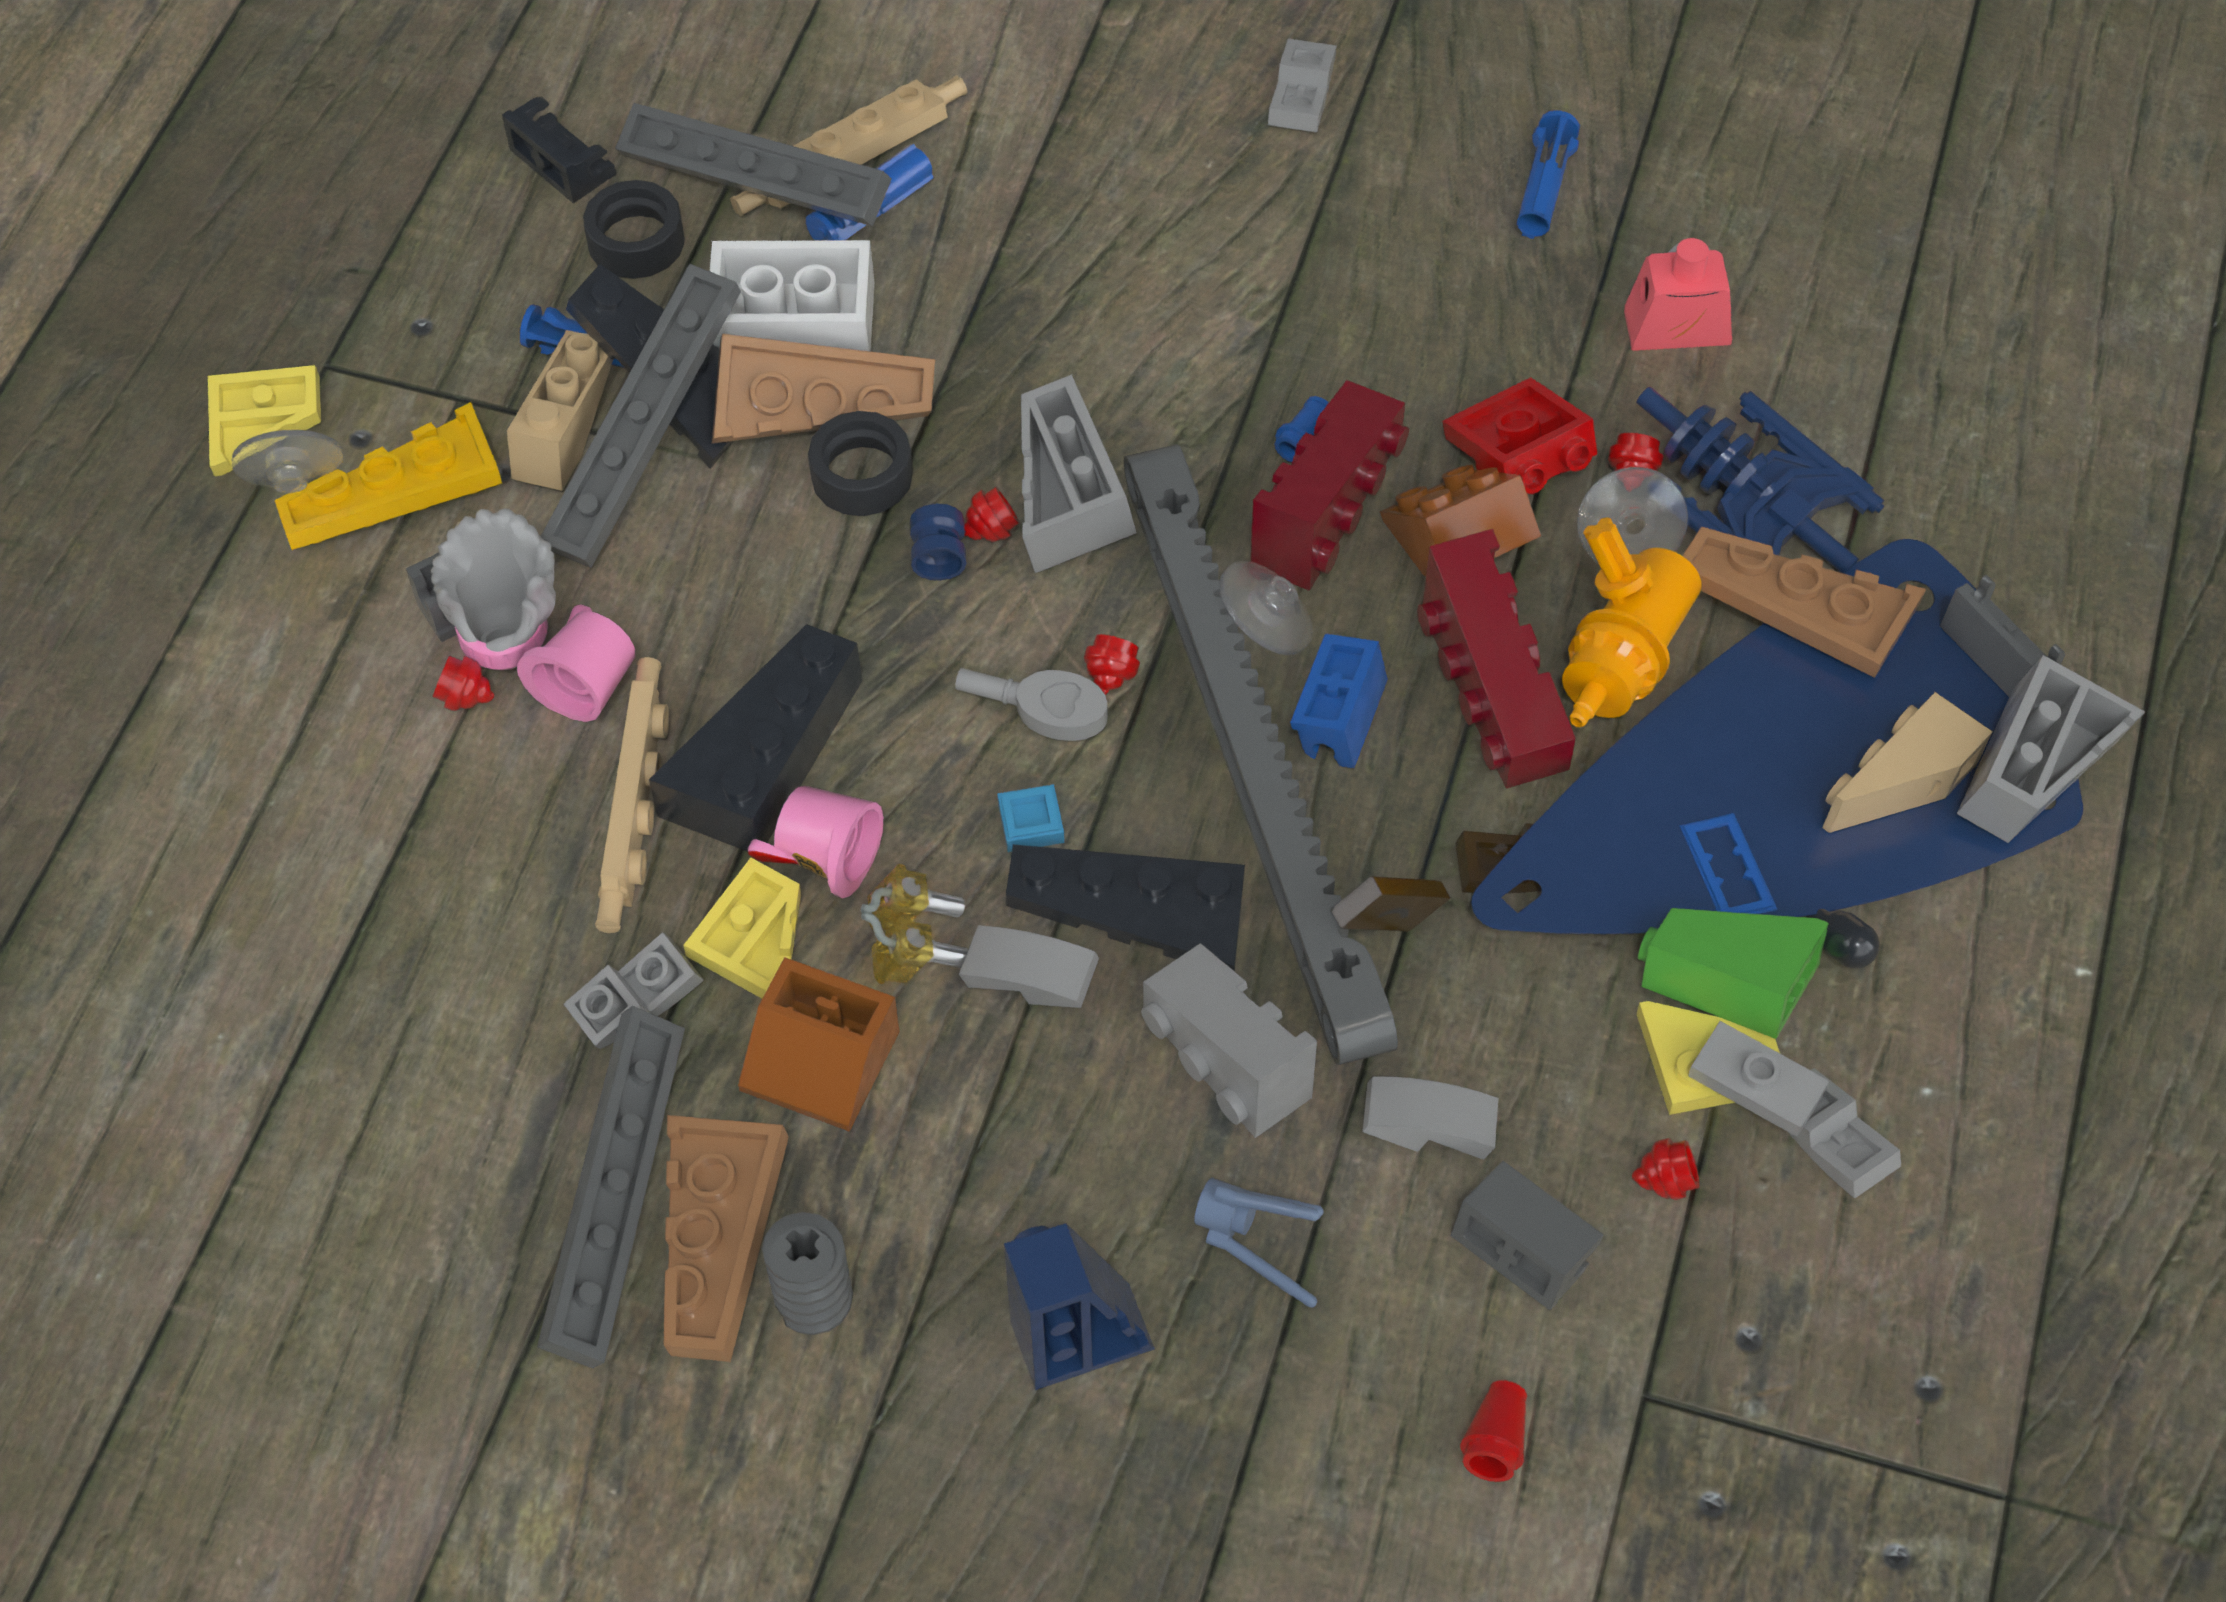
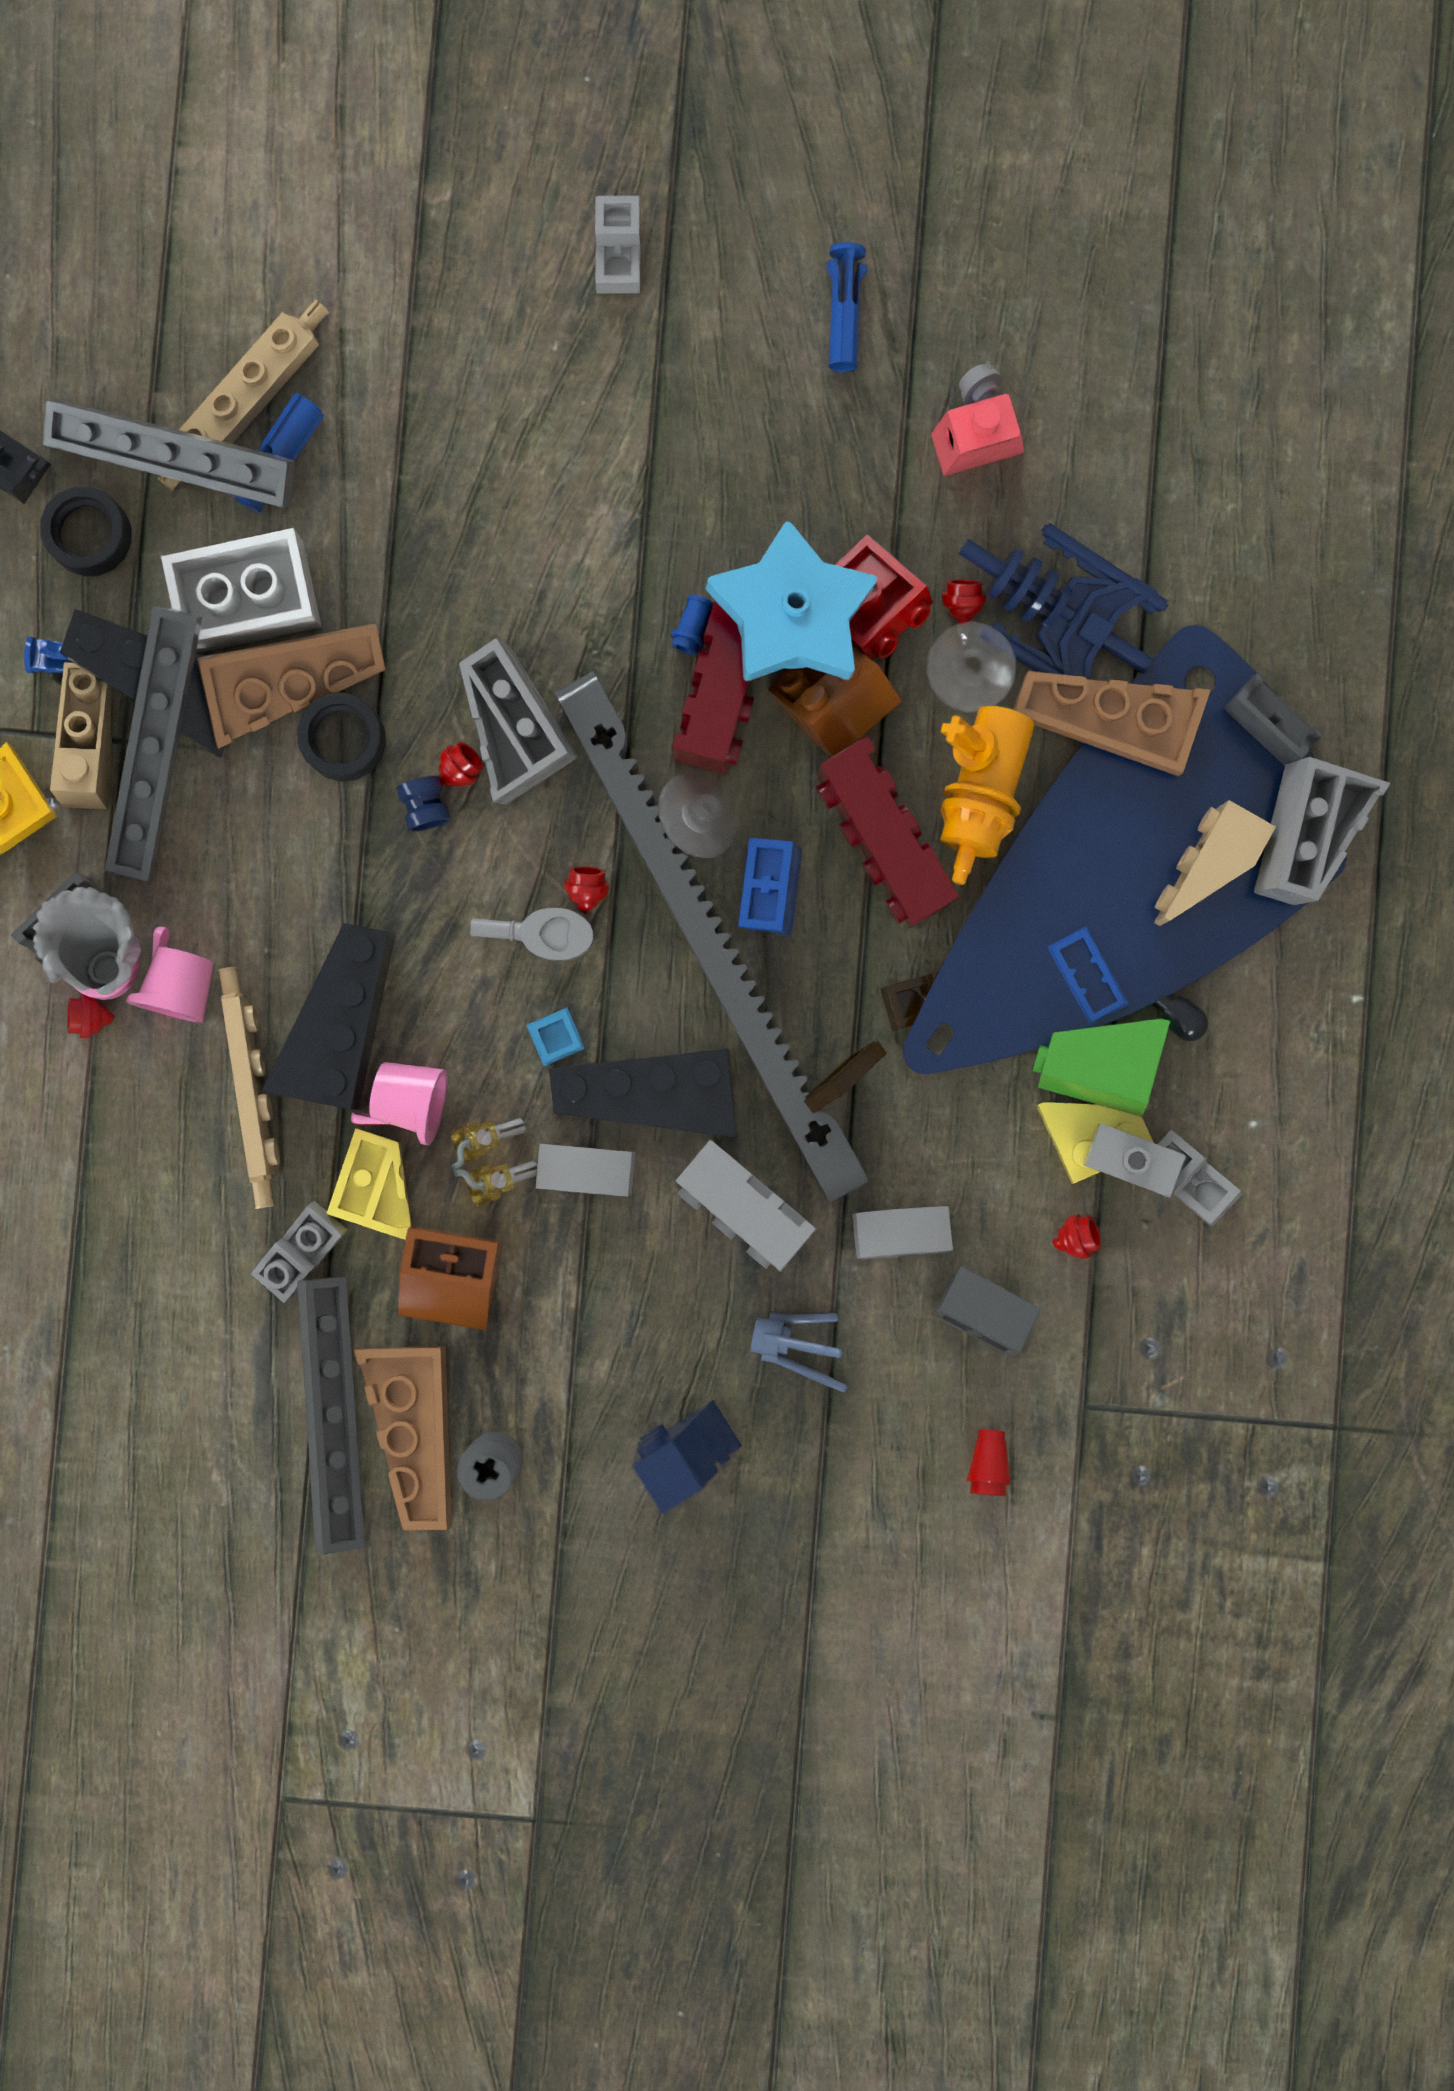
camera: 10 degrees left, 30 degrees up
(1428, 403) = (793, 608): none -> medium azure plate

